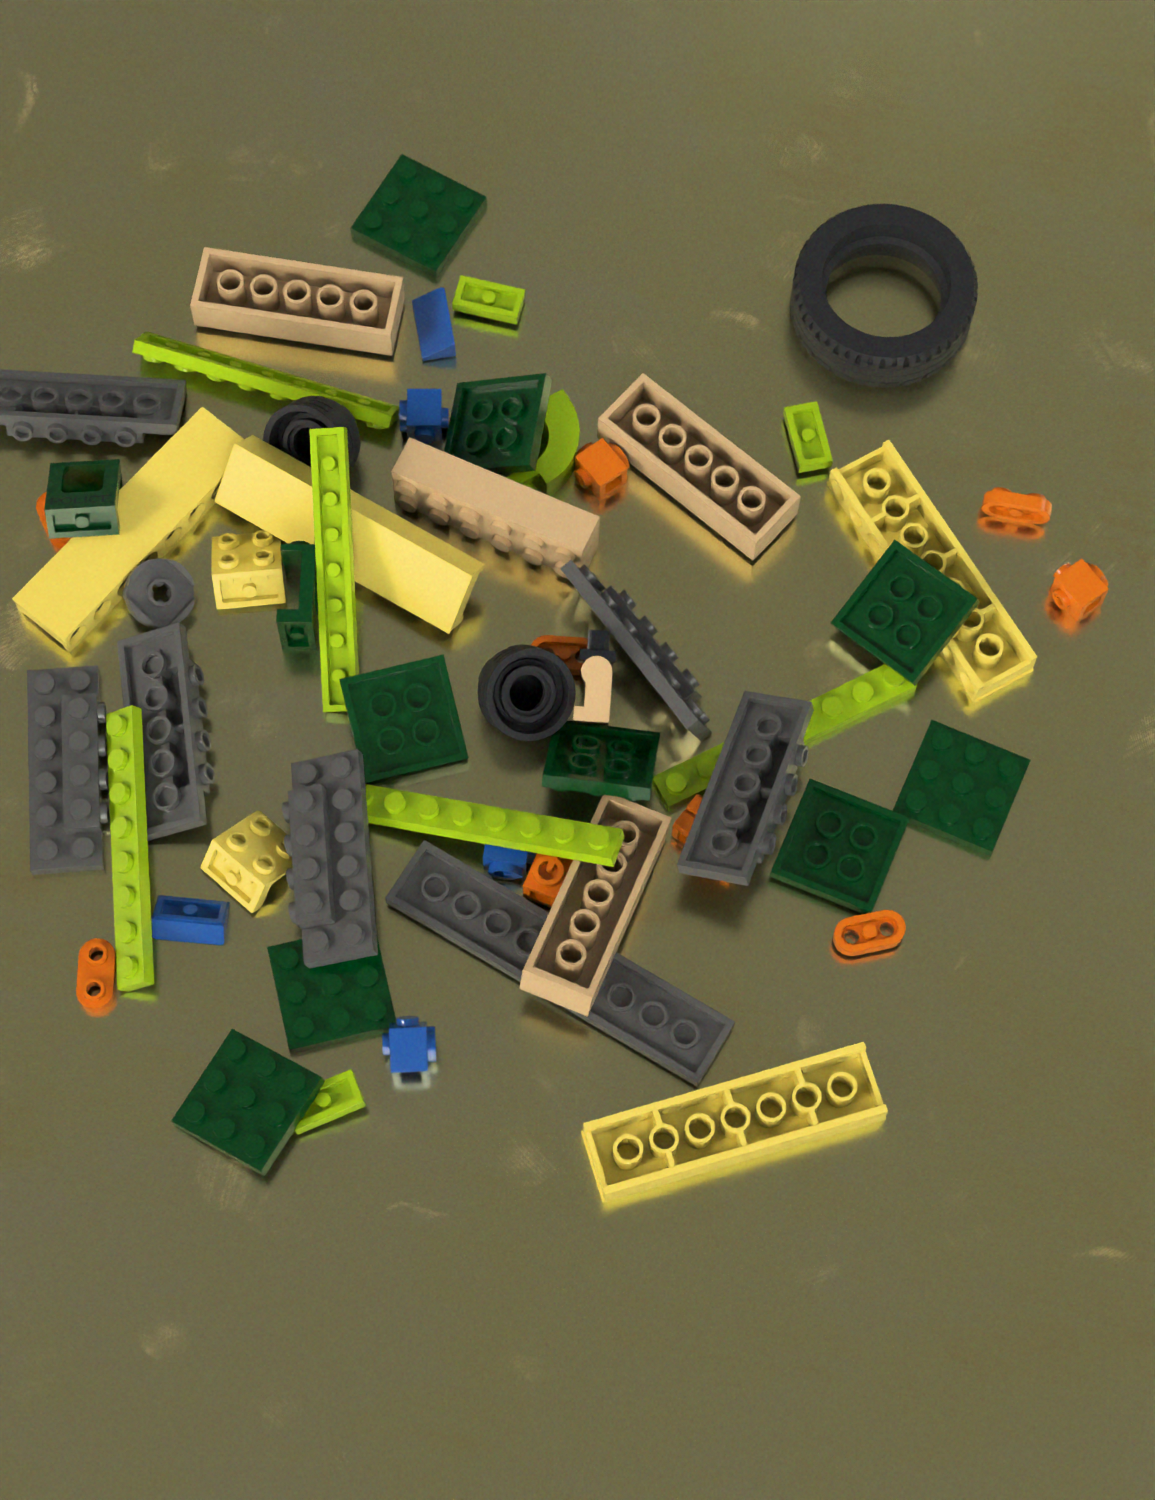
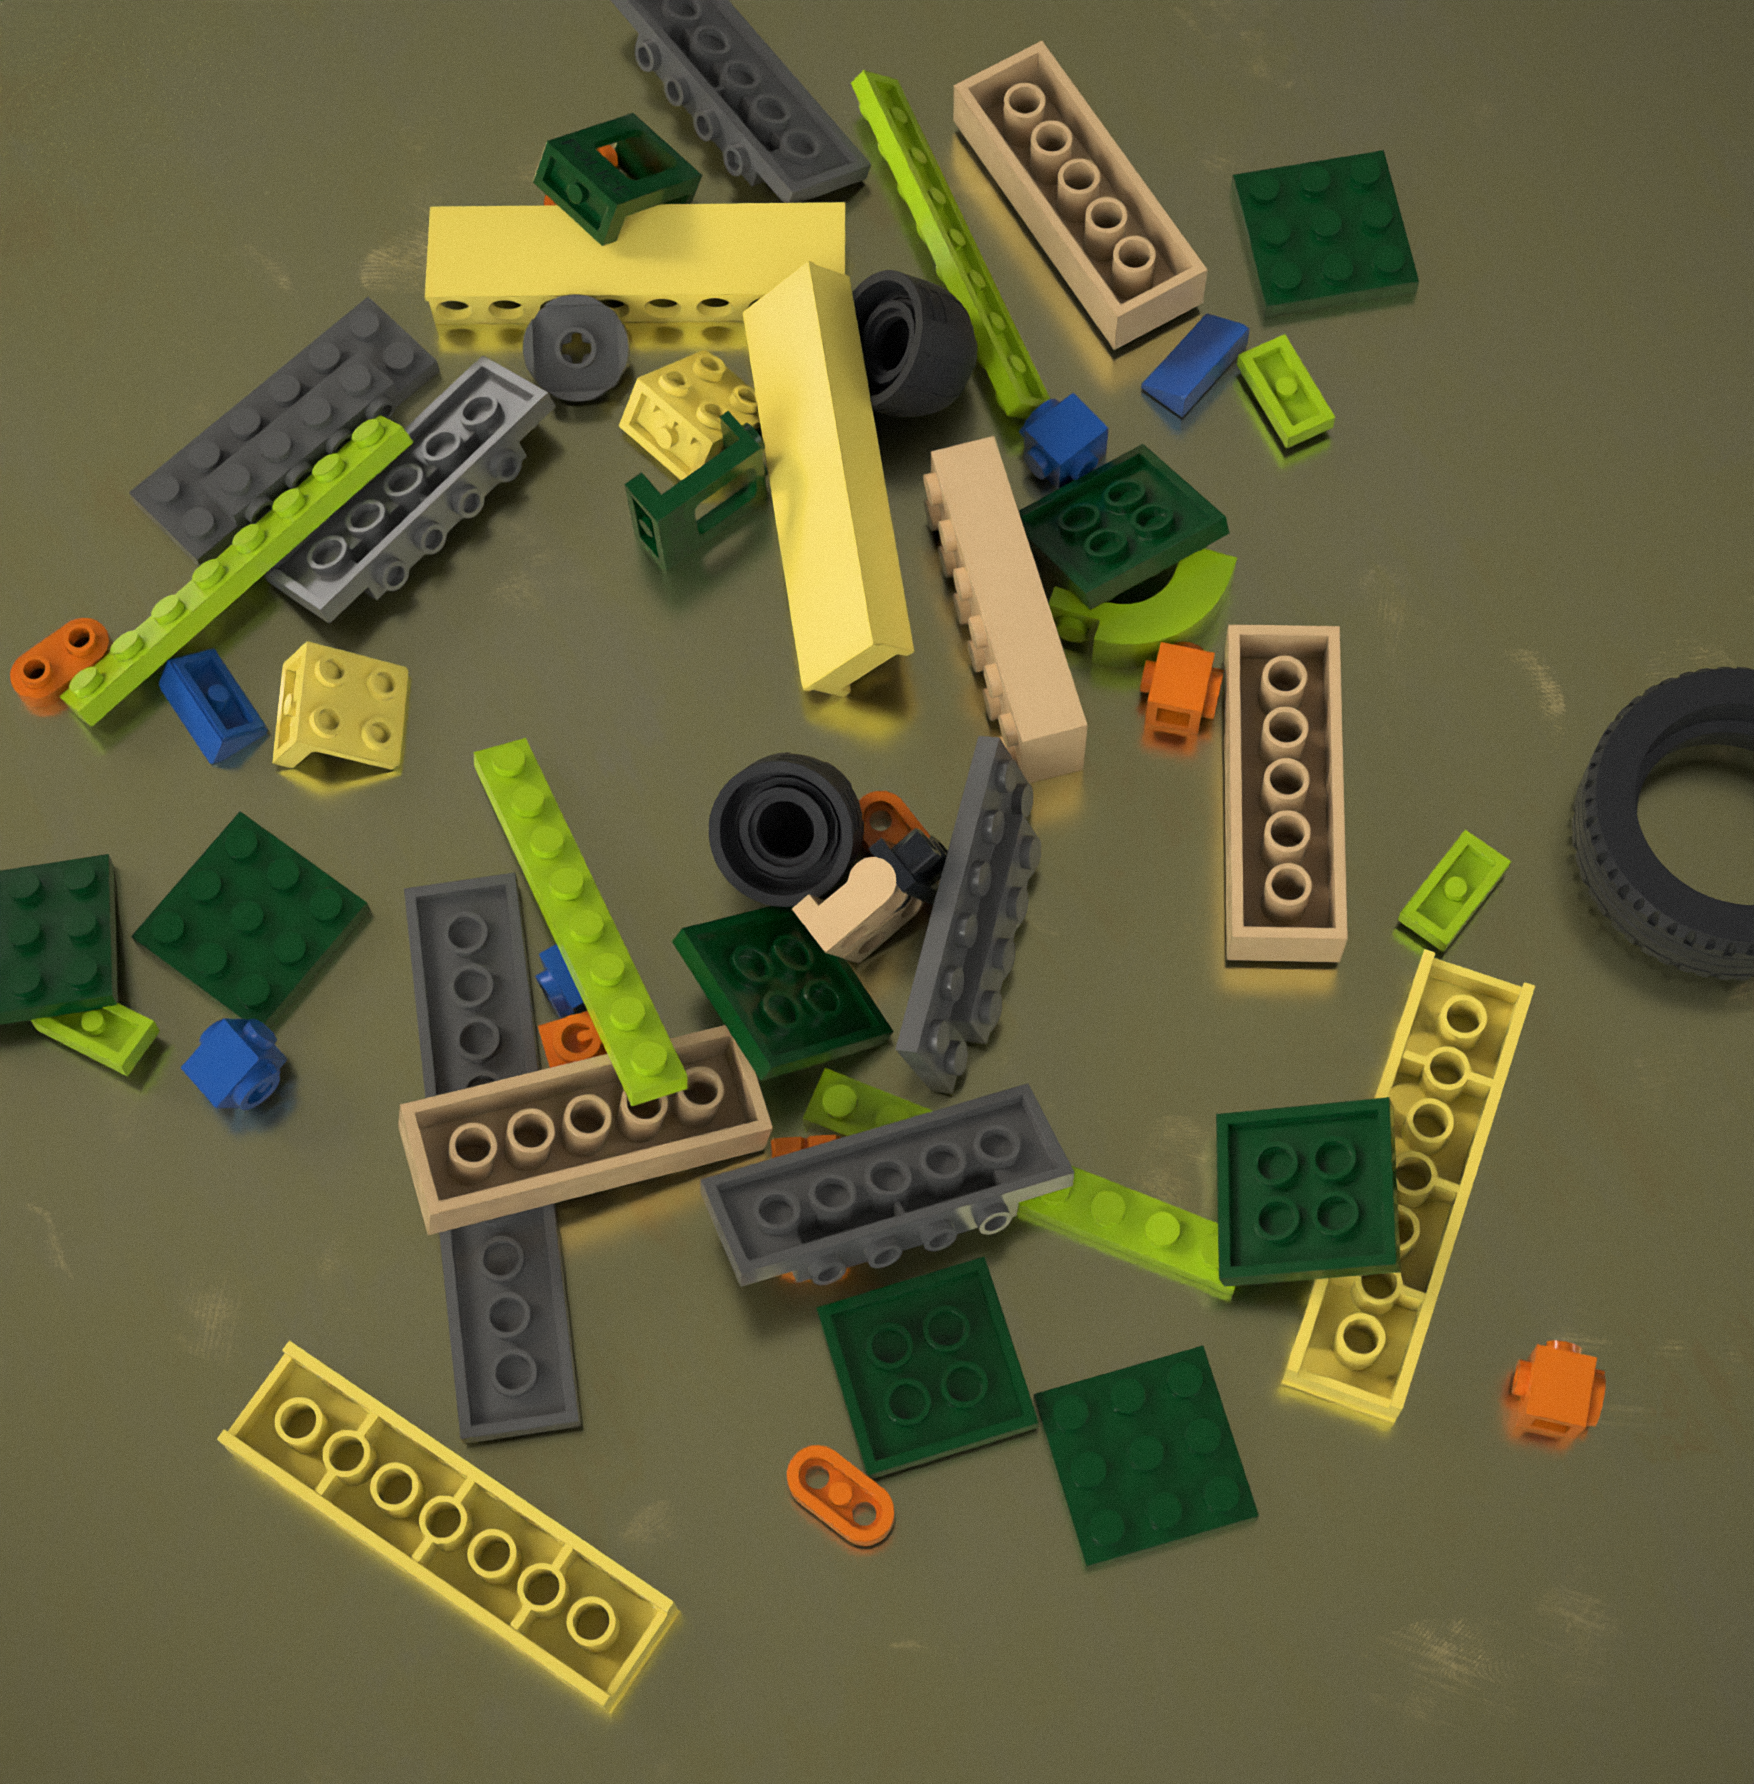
camera: 55 degrees right, 0 degrees up
(330, 859) = (394, 787): dark grey plate -> none
(334, 562) = (752, 493): lime plate -> none
(404, 718) = (646, 727): dark green plate -> none
(1017, 507) = (1590, 1202): orange plate -> none

